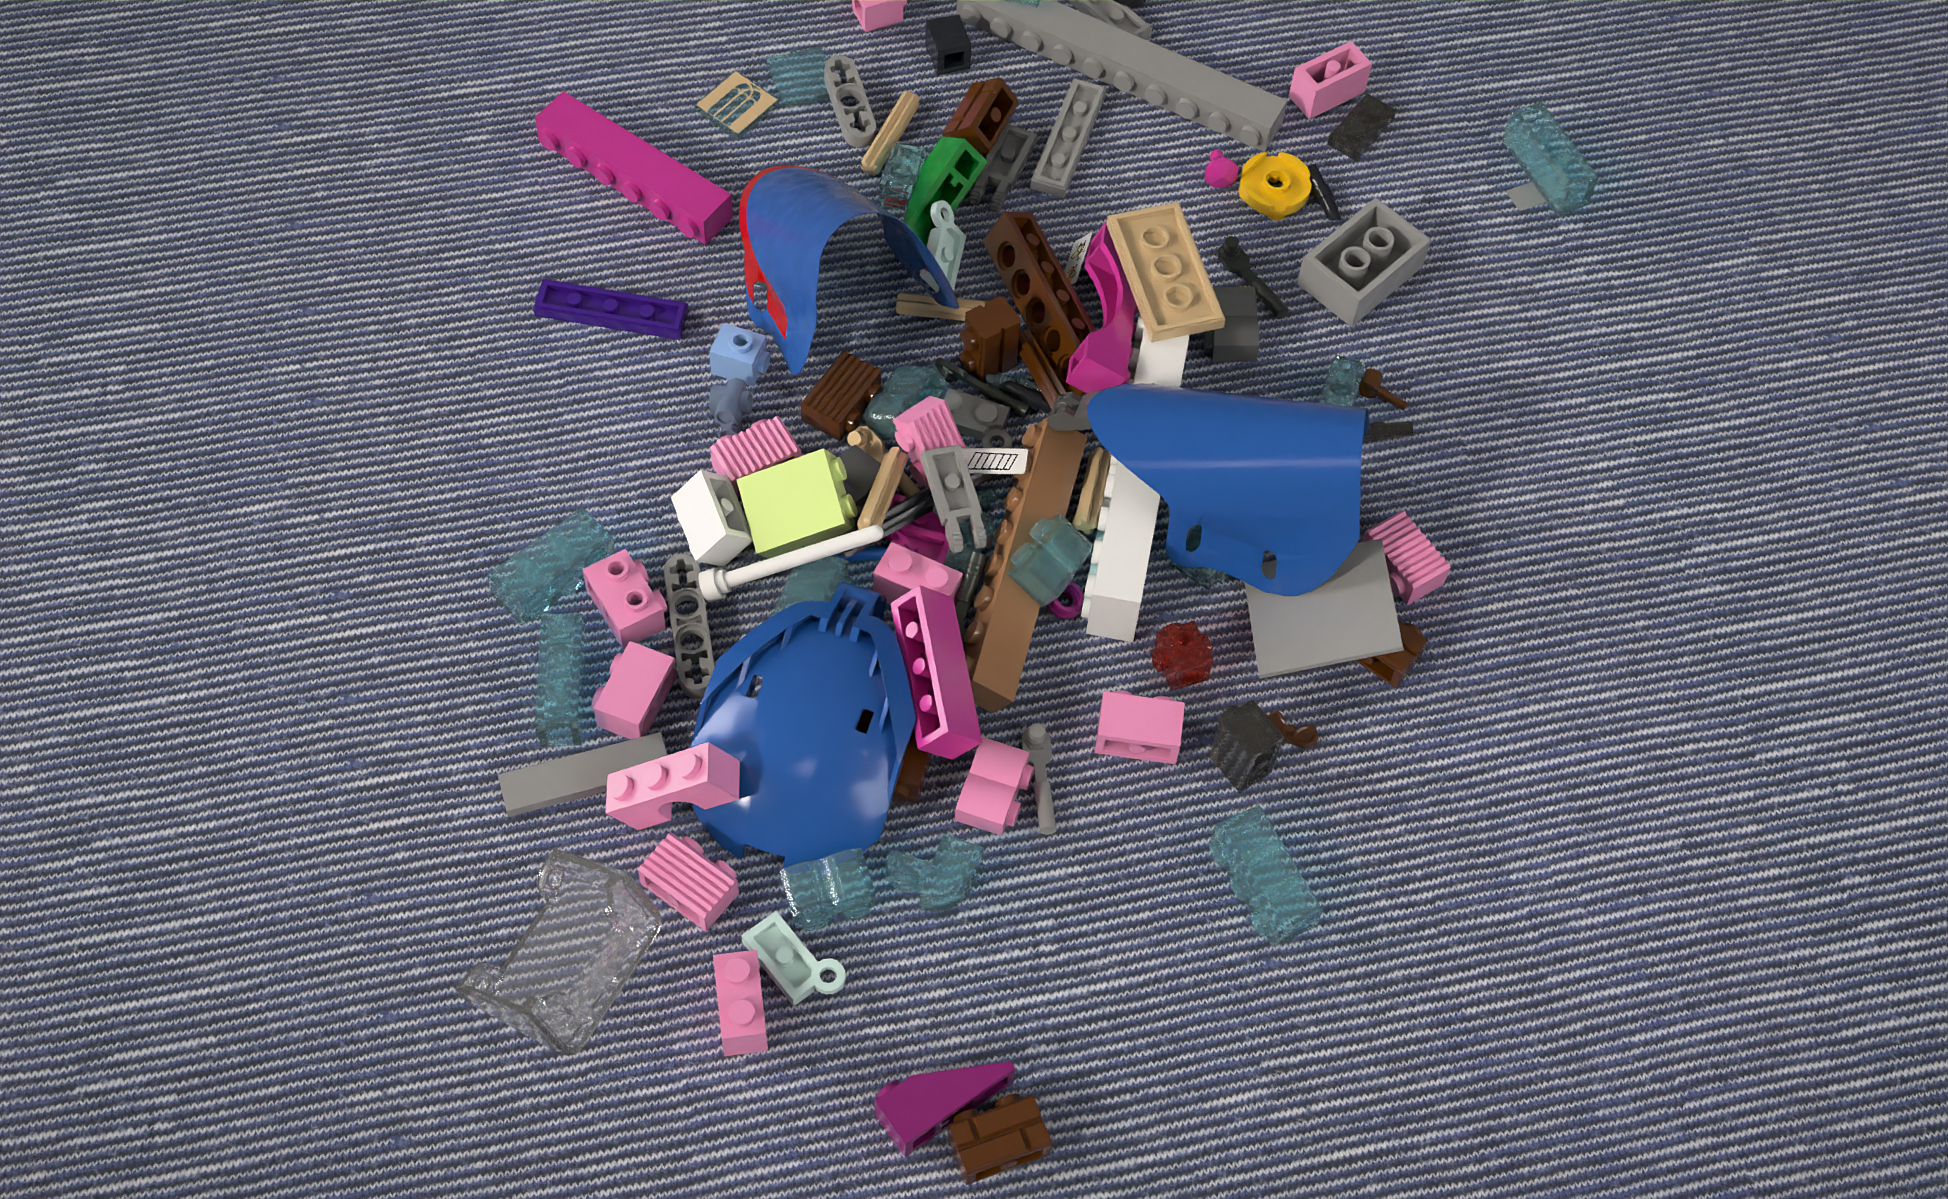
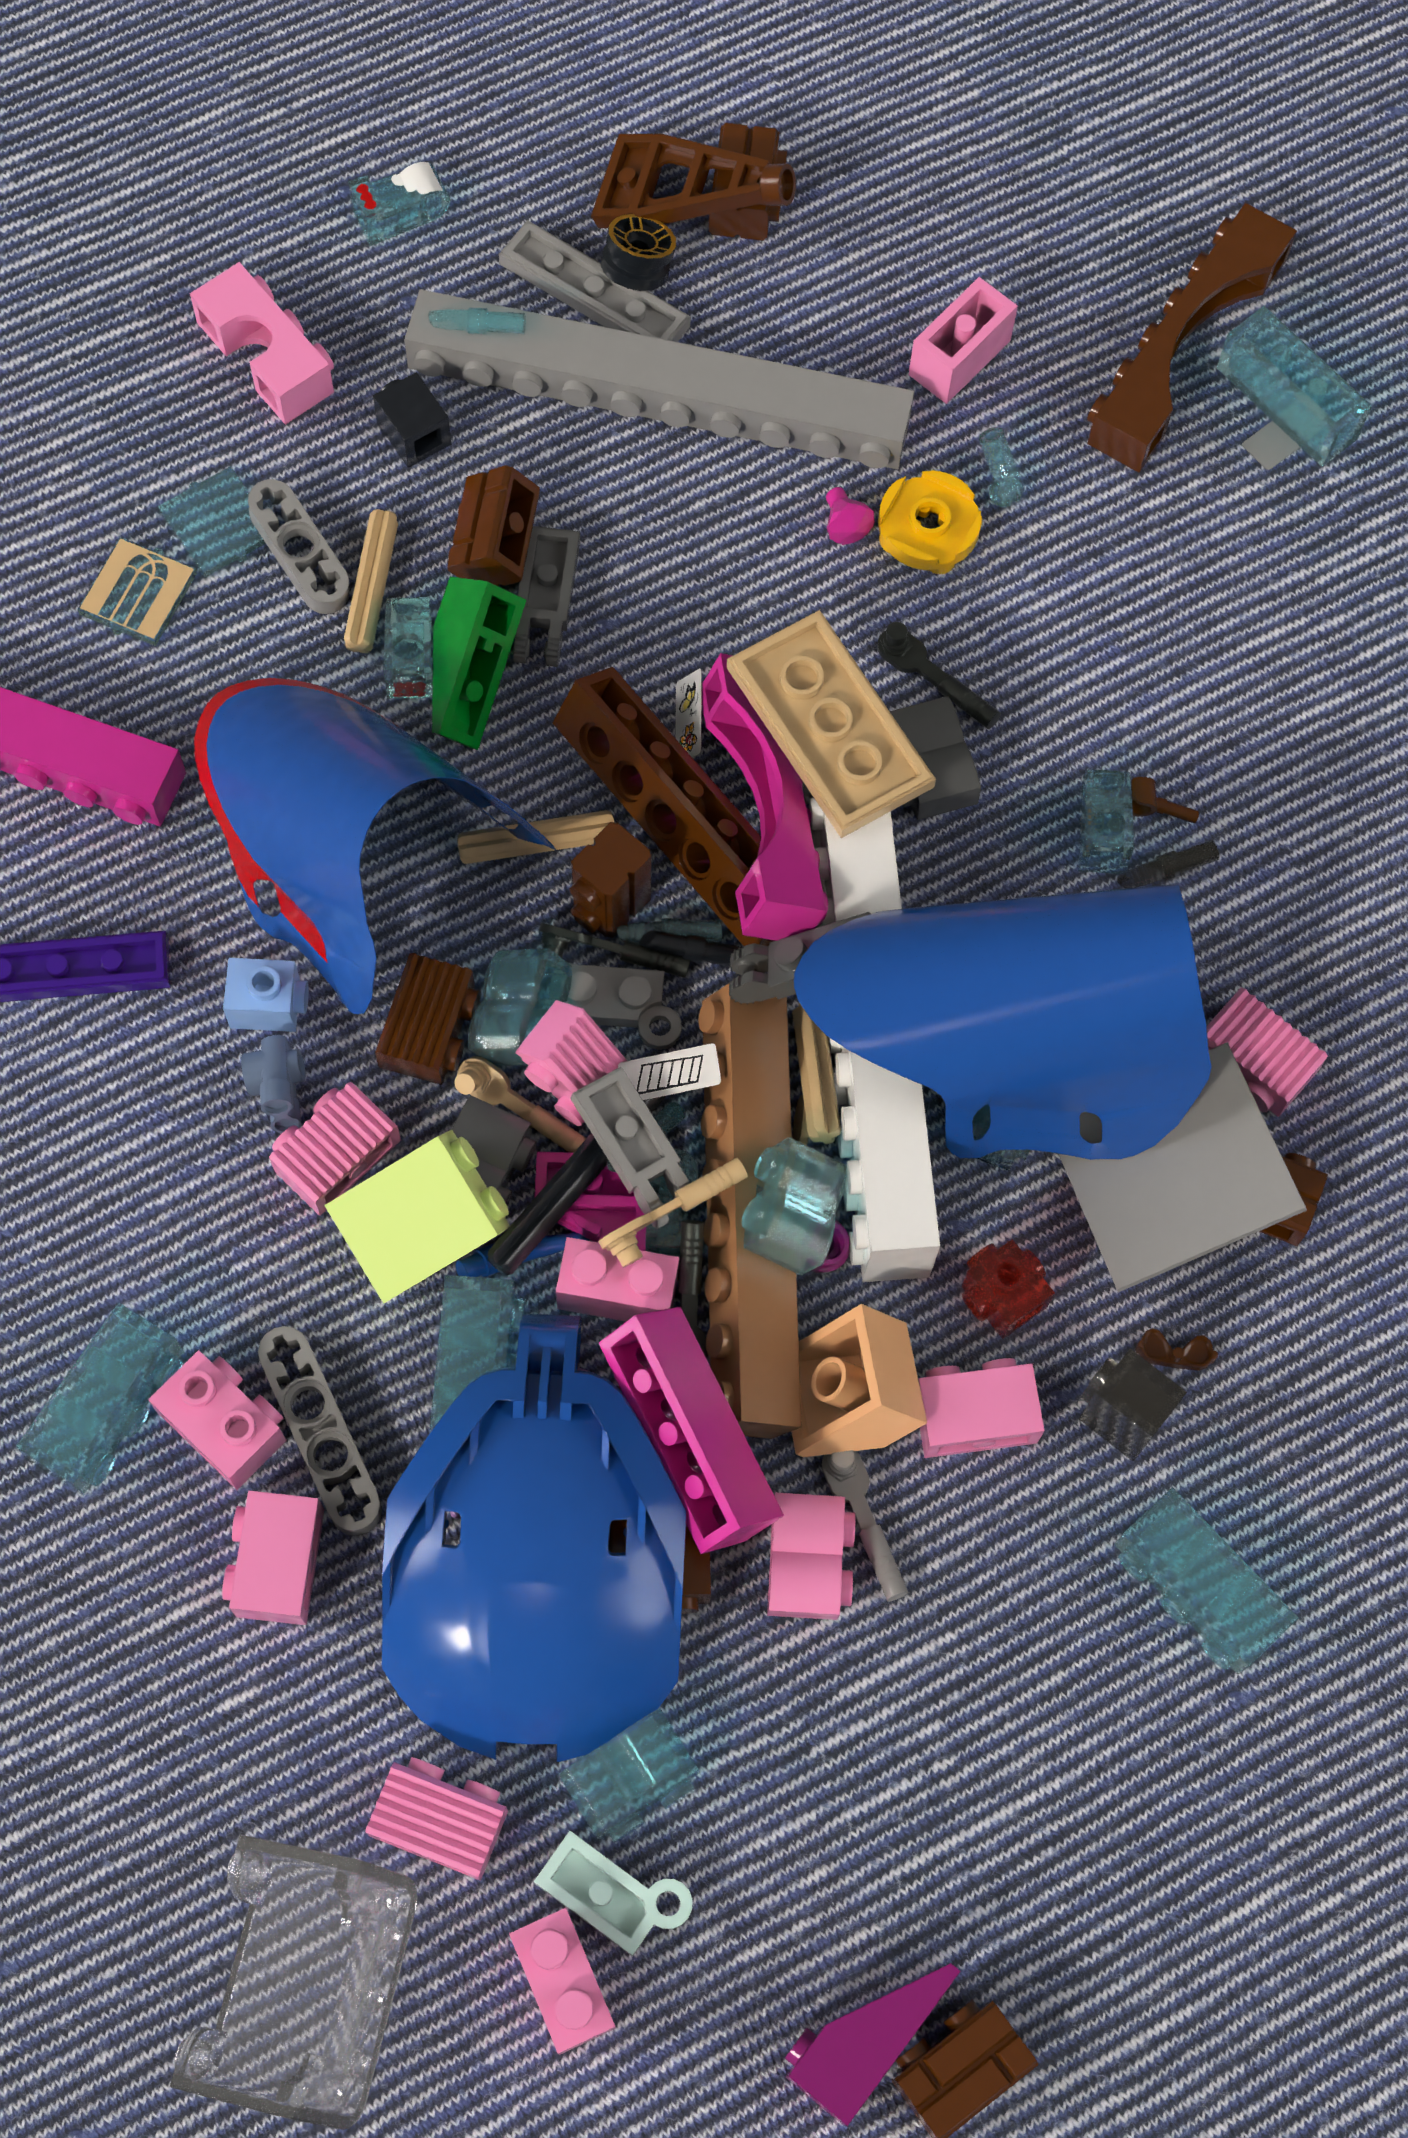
camera: 15 degrees left, 10 degrees up
(561, 680) = (168, 1570): clear light blue brick -> none
(574, 775) = (242, 1699): light grey tile -> none
(697, 775) = (387, 1693): bright pink arch -> none
(712, 518) = (304, 1265): white brick -> none
(717, 583) = (339, 1358): white piece -> none
(883, 488) = (533, 1165): tan axle -> none
(927, 546) = (623, 1240): none -> tan piece
(942, 882) = (786, 1713): clear light blue brick -> none
(945, 244) = (501, 749): light aqua hinge -> none
(1040, 367) = (695, 906): reddish brown axle -> none
(1060, 686) = (857, 1385): none -> light nougat slope
(1068, 138) = (622, 521): light grey tile -> none
(1323, 194) = (999, 518): black piece -> none
(1336, 170) = (1008, 483): none -> clear light blue arm
(1361, 127) = (1022, 395): clear smoke plate -> none
(1363, 262) = (1085, 616): light grey brick -> none
(1539, 77) = (1238, 268): none -> reddish brown arch

